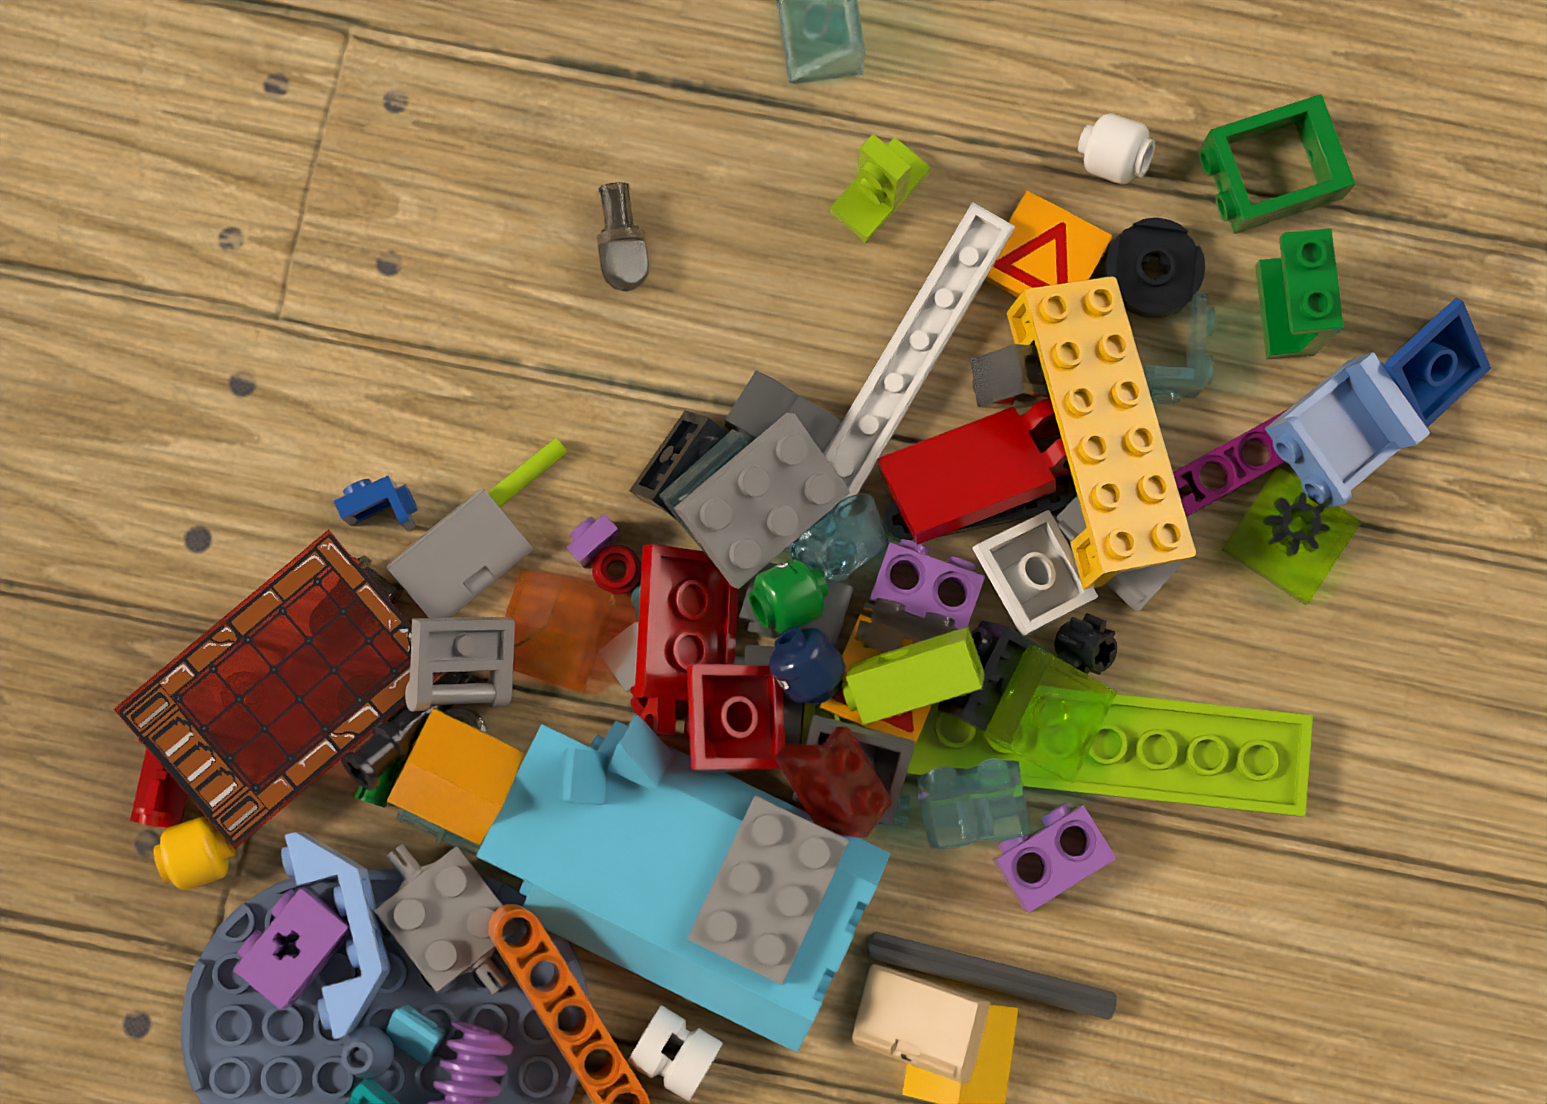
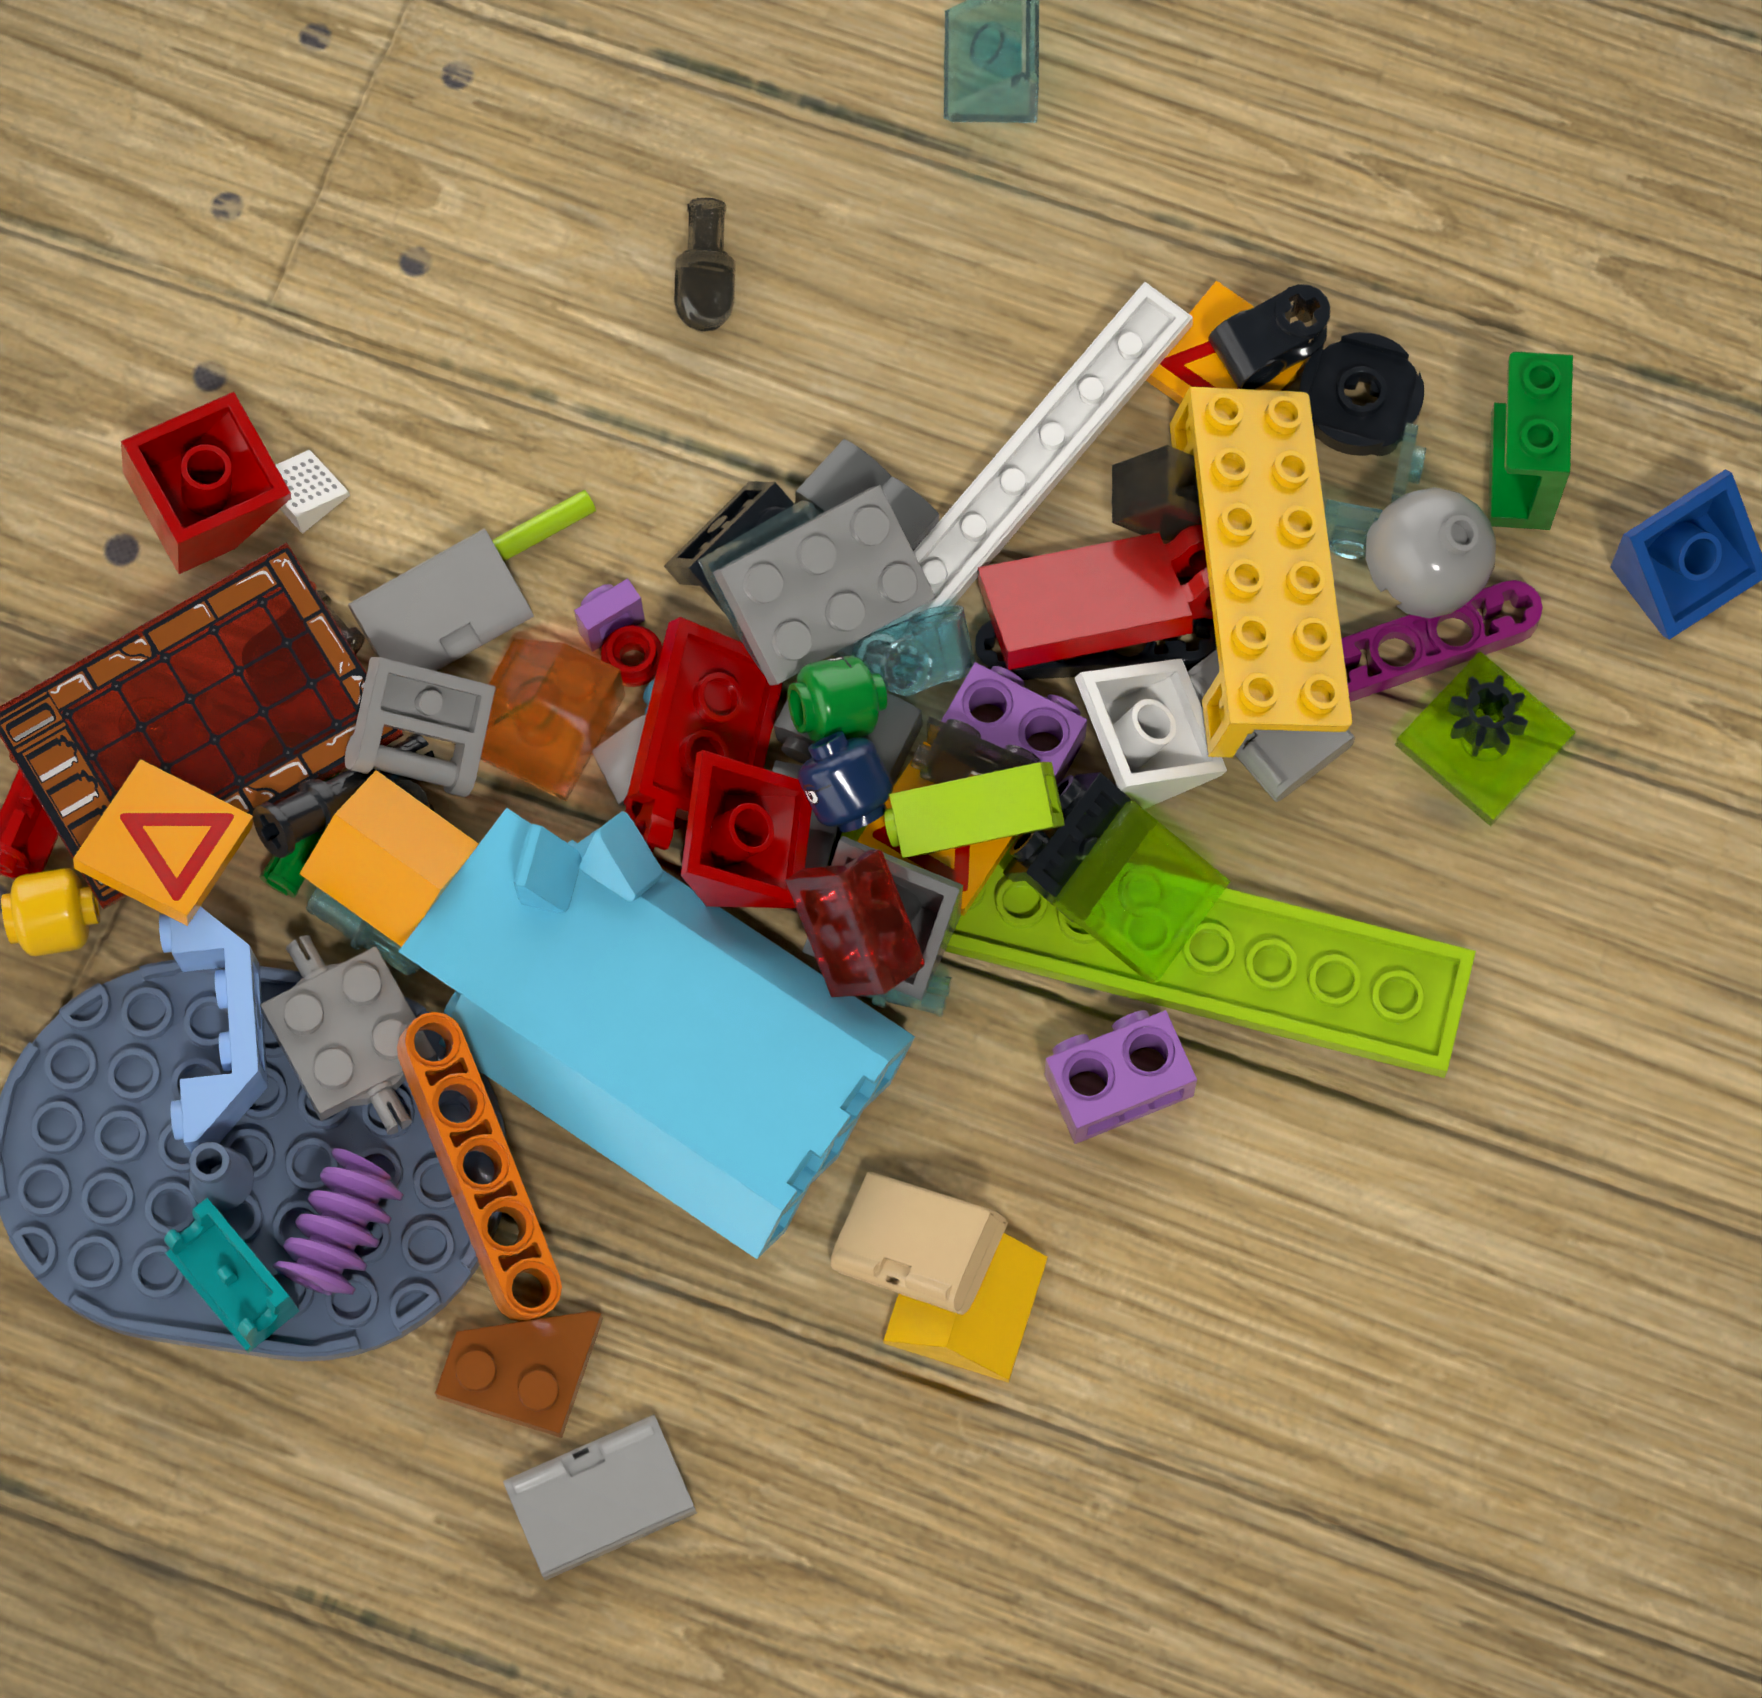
camera: 10 degrees right, 10 degrees down
(253, 480) = (203, 481): none -> red slope
(273, 796) = (163, 842): none -> light orange tile
(283, 976) = (133, 1061): medium lavender brick -> none
(333, 468) = (312, 490): none -> white slope
(369, 498) = (347, 526): blue bracket -> none
(415, 1033) = (282, 1164): medium azure slope -> none
(690, 1063) = (625, 1242): white wheel -> none
(768, 890) = (752, 1041): light grey plate -> none
(881, 186) = (1041, 247): lime bracket -> none
(974, 804) = (1028, 989): clear light blue brick -> none
(992, 975) = (1023, 1211): dark grey axle -> none
(1075, 238) = (1263, 341): none -> black piece
(1086, 644) = (1204, 822): black gear -> none
(1116, 148) = (1335, 247): white head -> none
(1234, 397) = (1431, 551): none -> light grey cylinder
(1322, 149) = (1591, 271): green window -> none
(1345, 429) = (1568, 614): medium blue panel -> none

